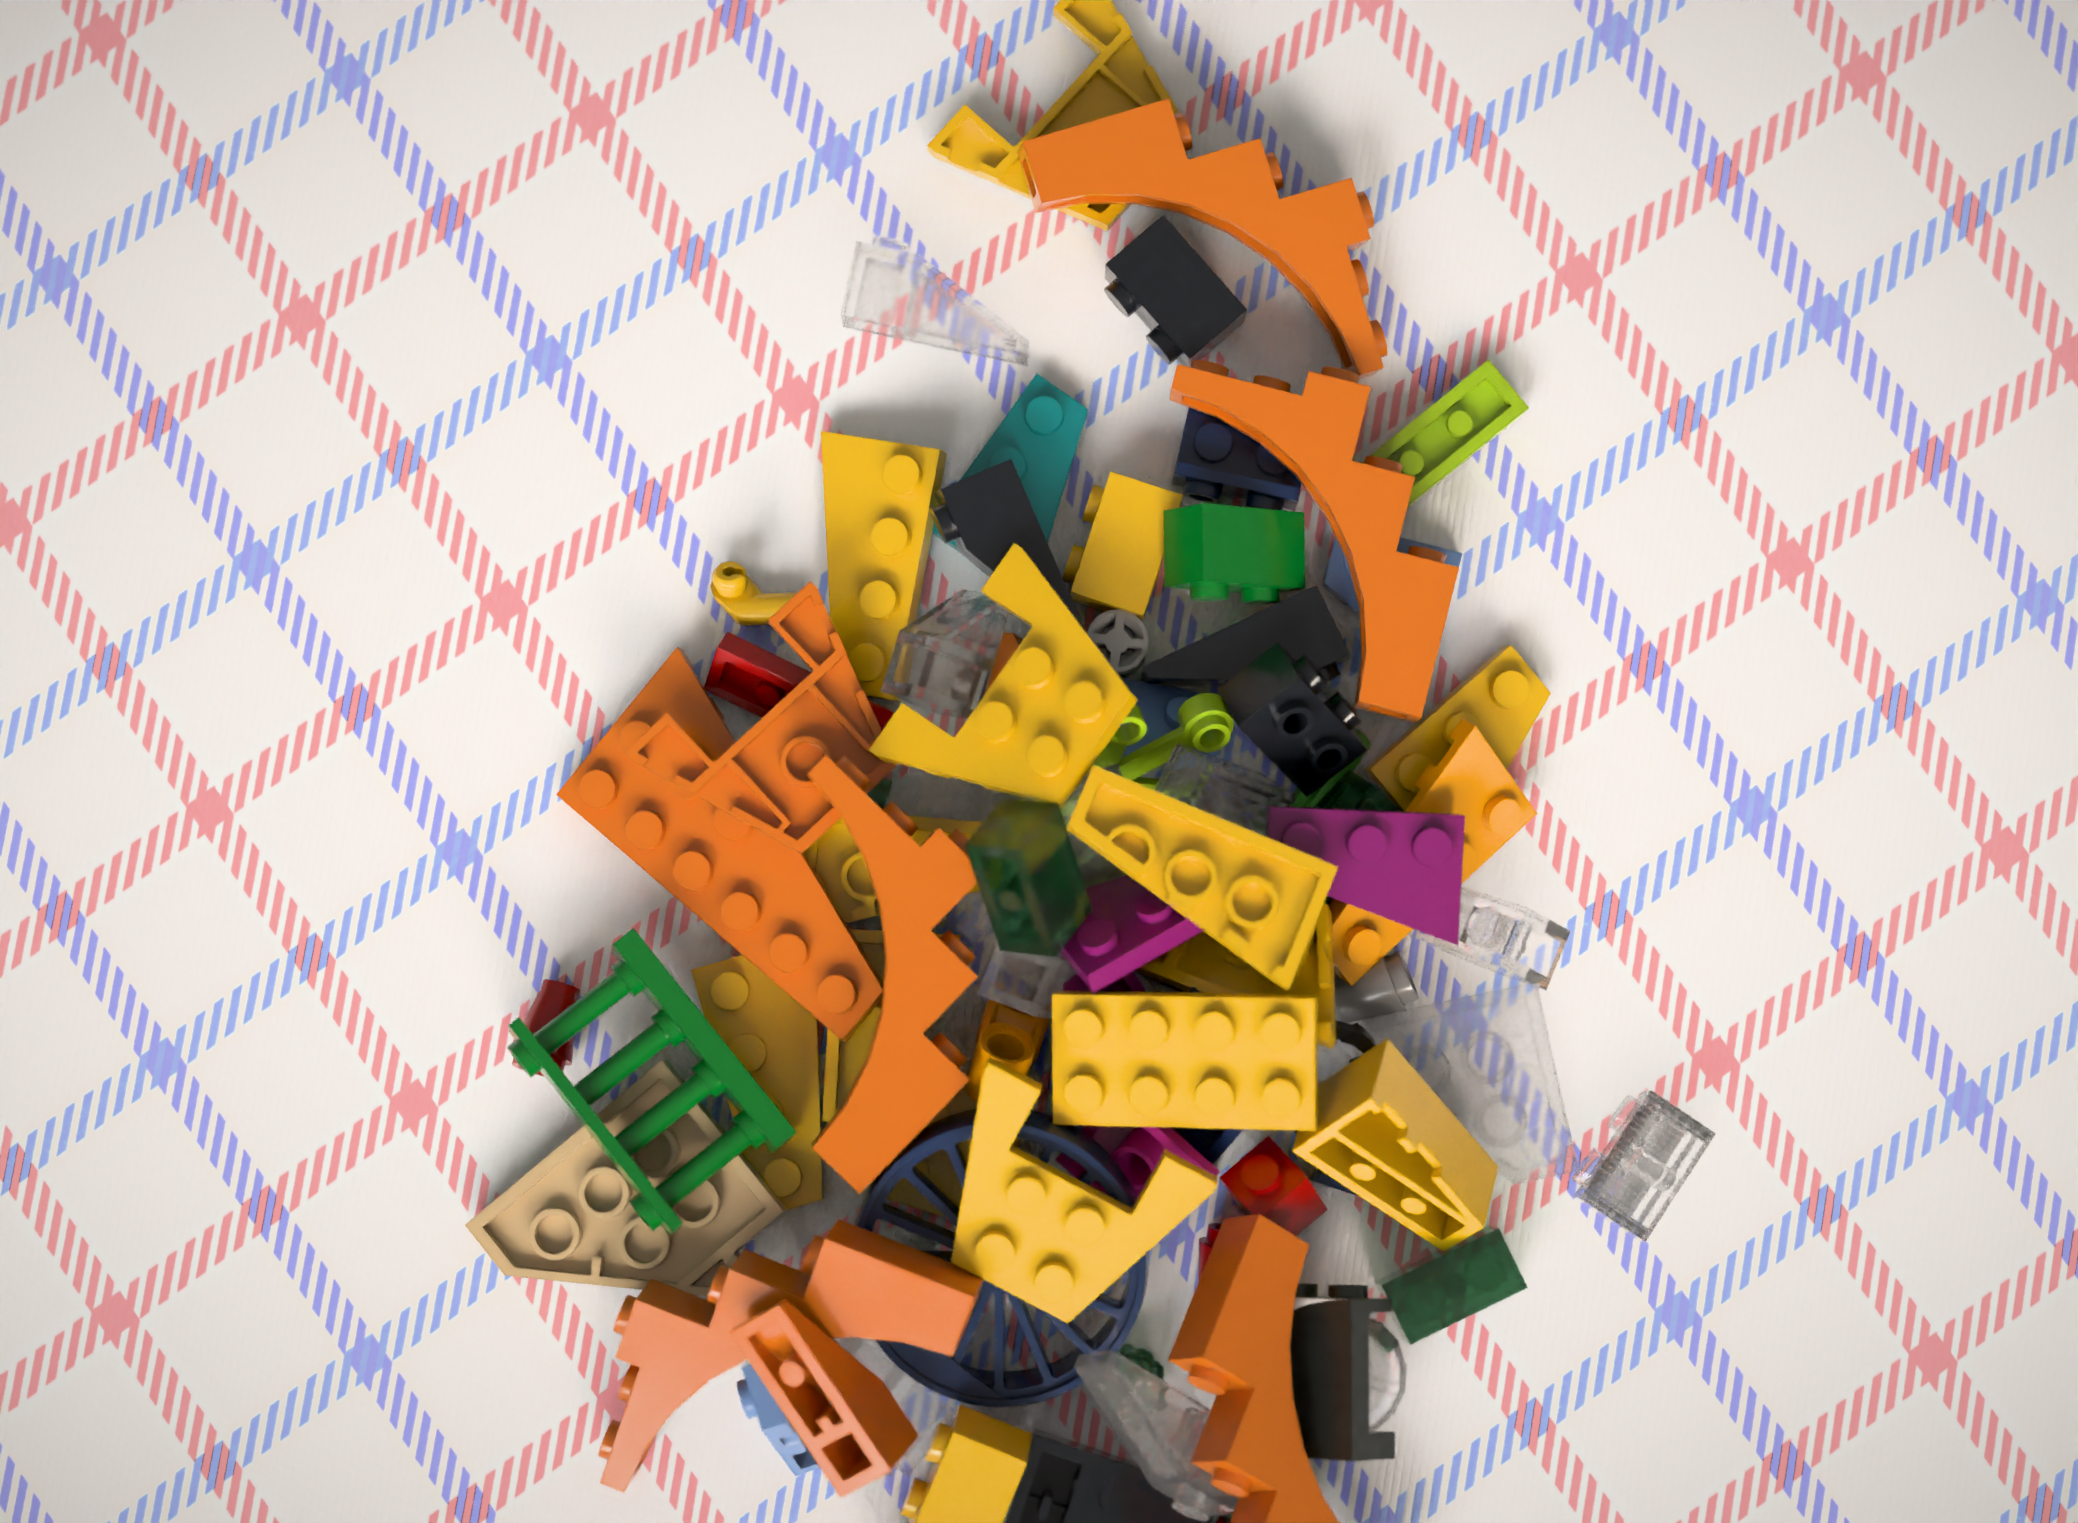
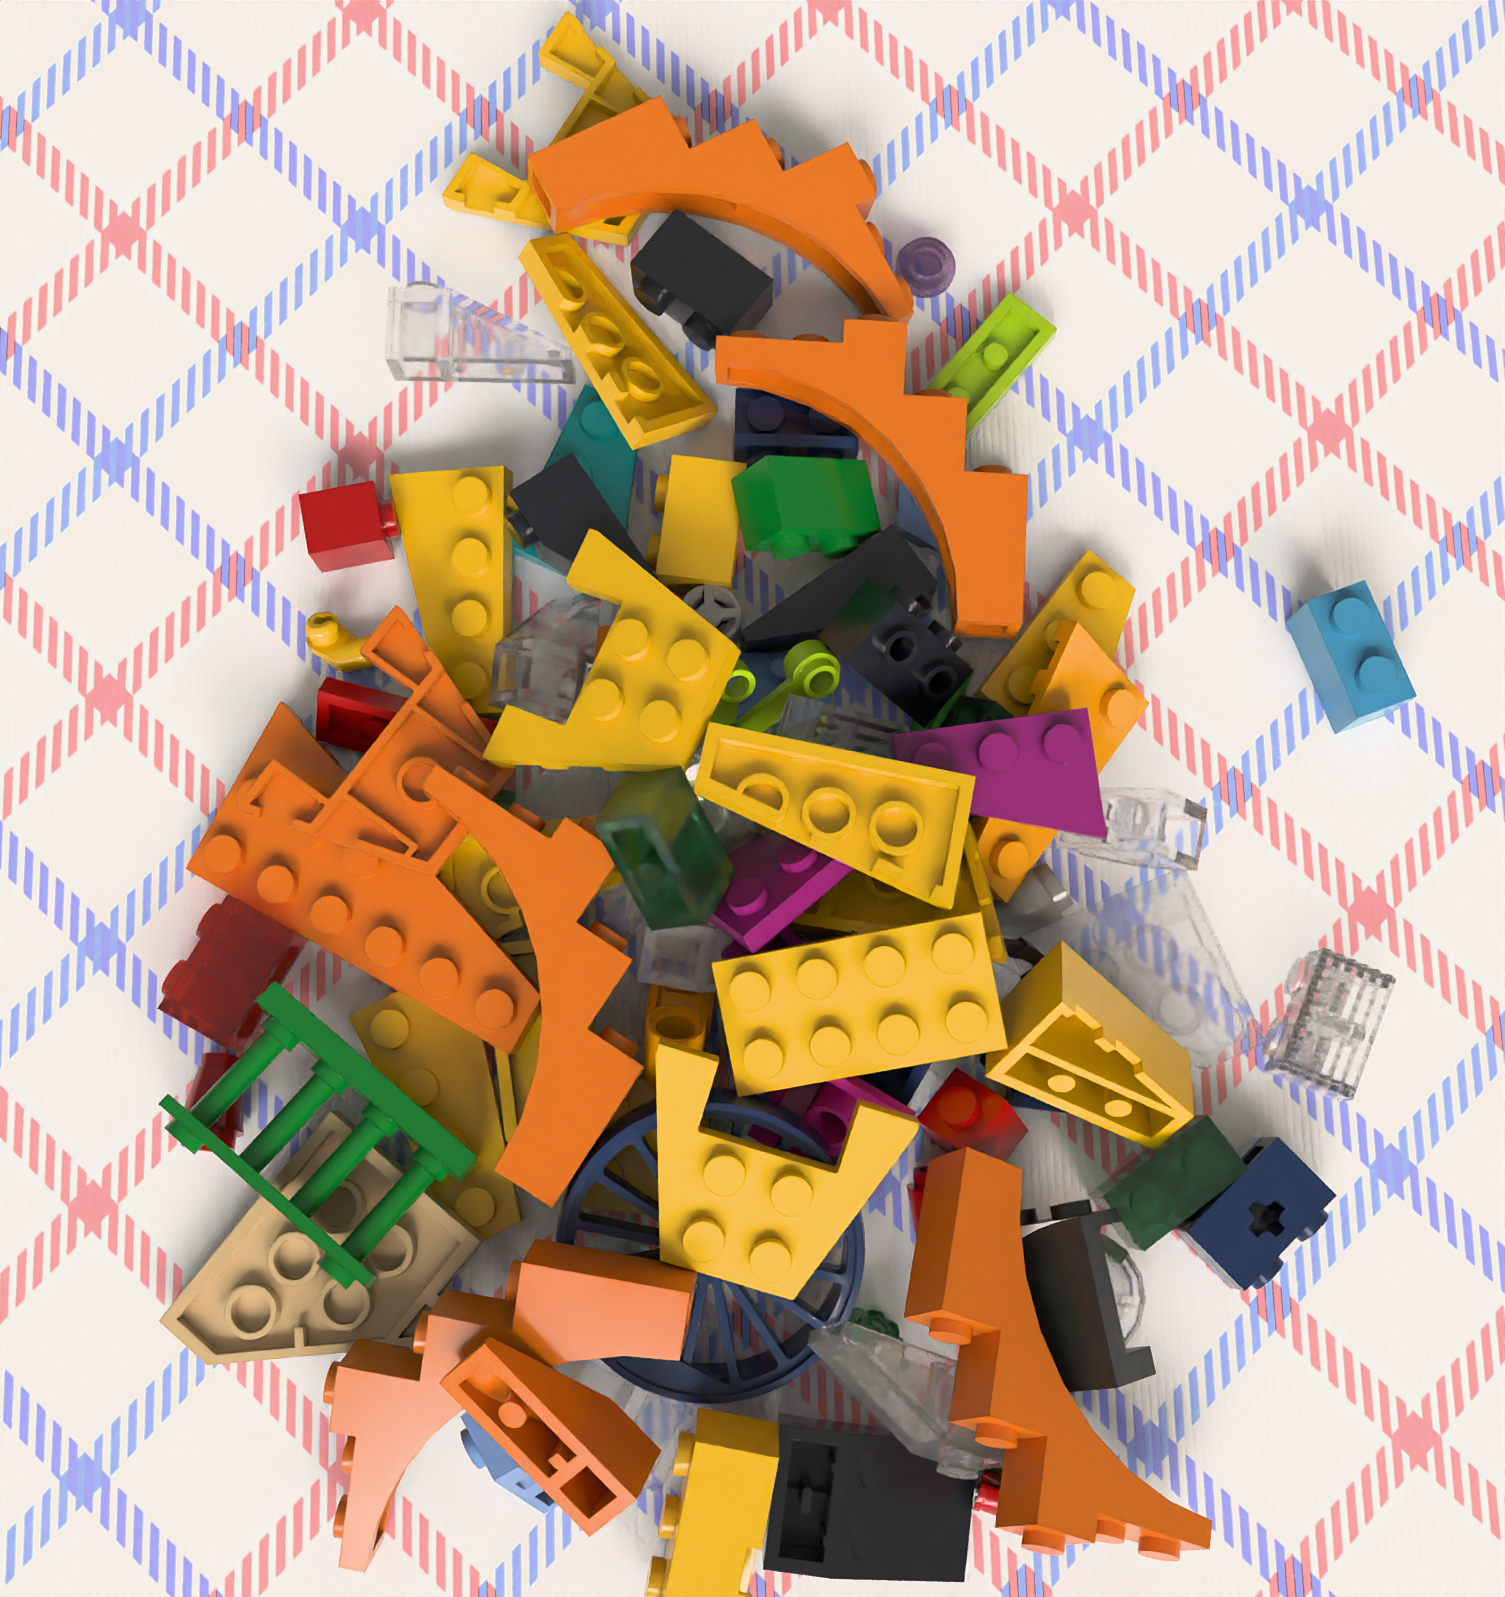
camera: 15 degrees left, 5 degrees down
(585, 905) = (228, 971): none -> clear red brick
(774, 478) = (348, 526): none -> red brick
(1079, 353) = (621, 355): none -> yellow wing
(1409, 312) = (926, 266): none -> clear purple plate
(1492, 1333) = (1294, 1210): none -> dark blue brick
(1748, 806) = (1350, 657): none -> dark azure brick

